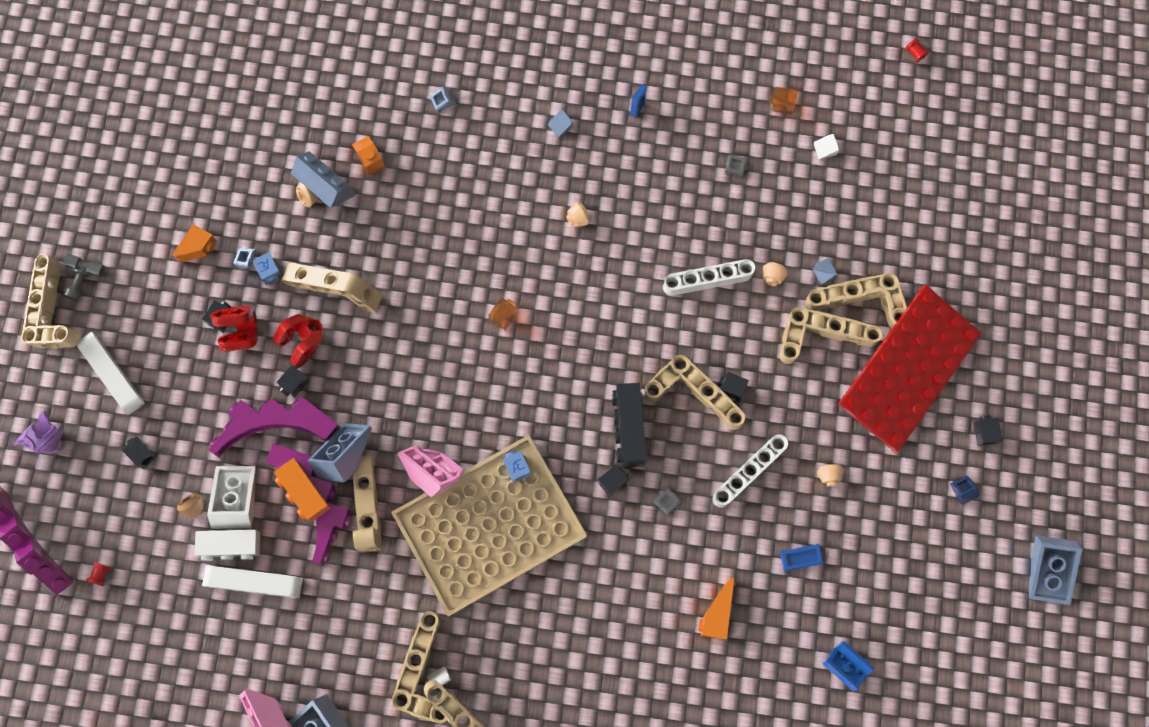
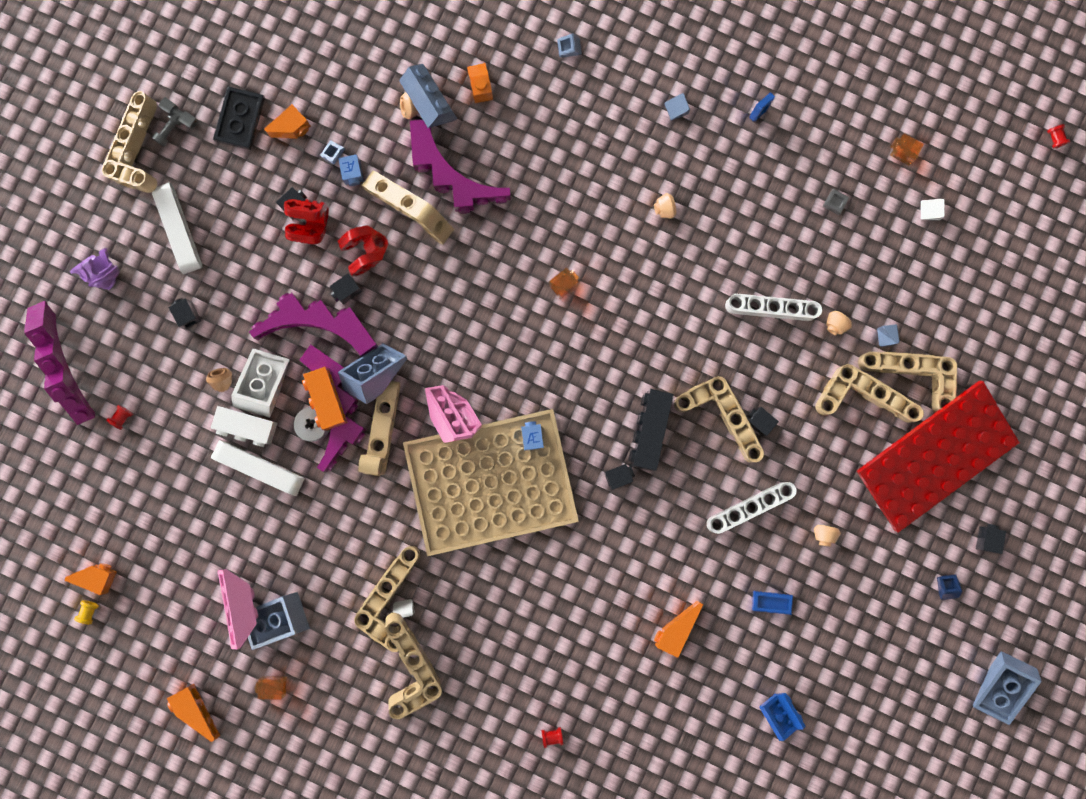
camera: 15 degrees right, 10 degrees up
(144, 253) = (239, 118): none -> black tile
(287, 527) = (302, 424): none -> light grey piece
(361, 250) = (445, 178): none -> magenta arch
(667, 501) = (663, 511): flat silver tile -> none

